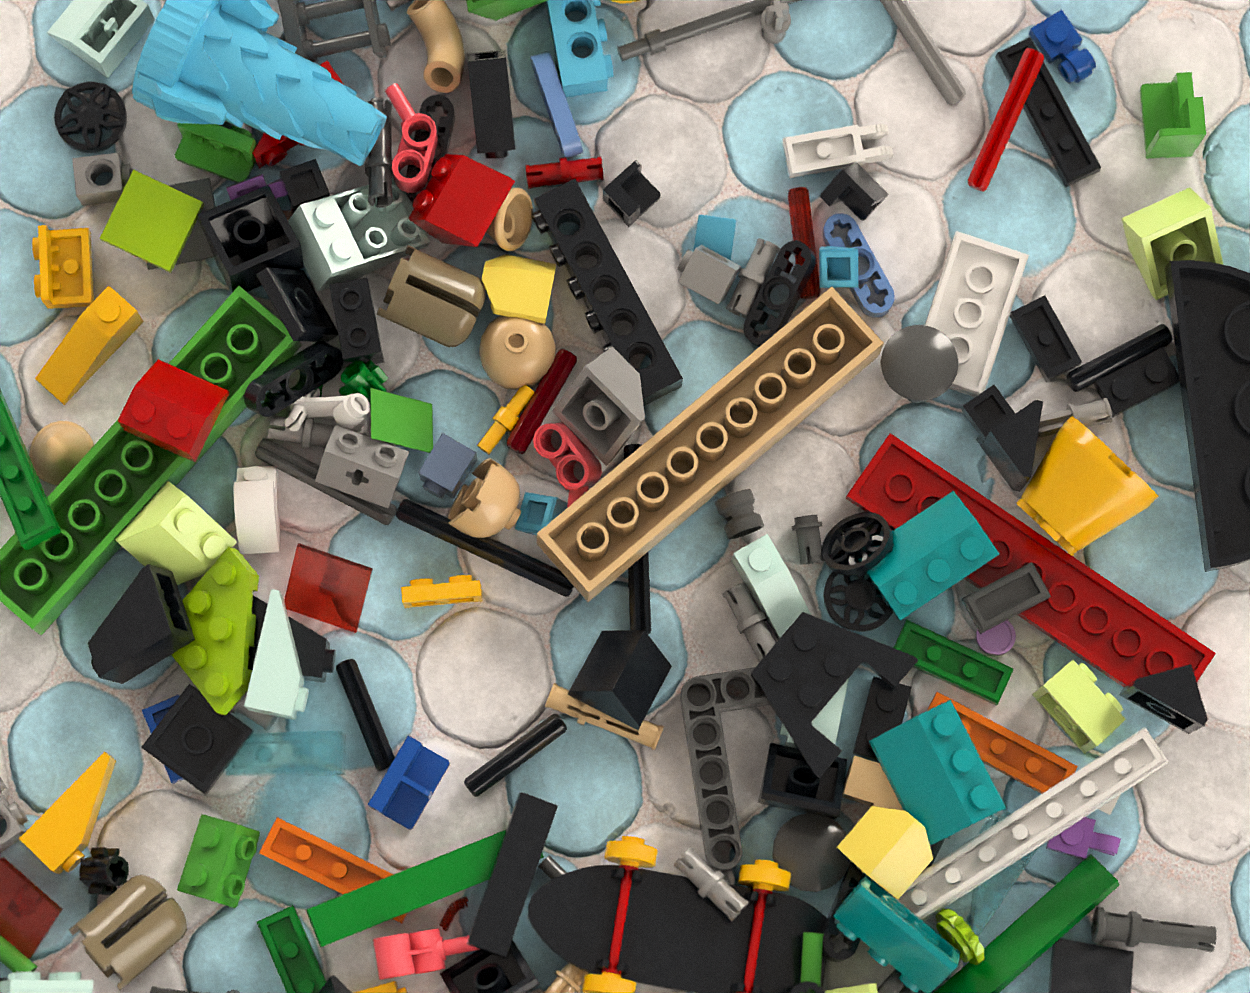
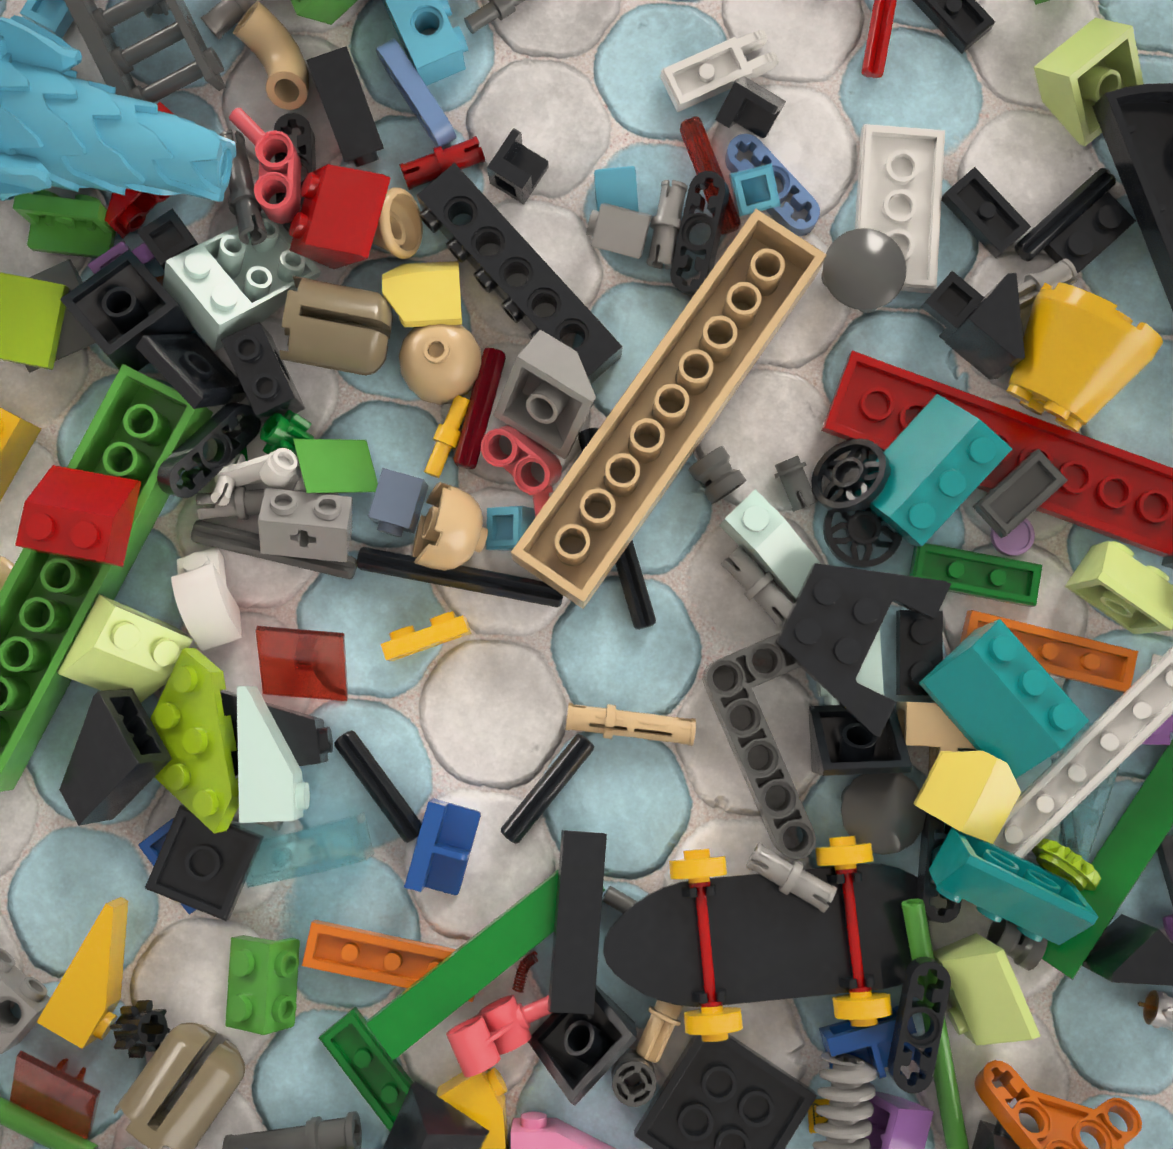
camera: 15 degrees left, 5 degrees up
(622, 675) = (638, 678): black slope -> none

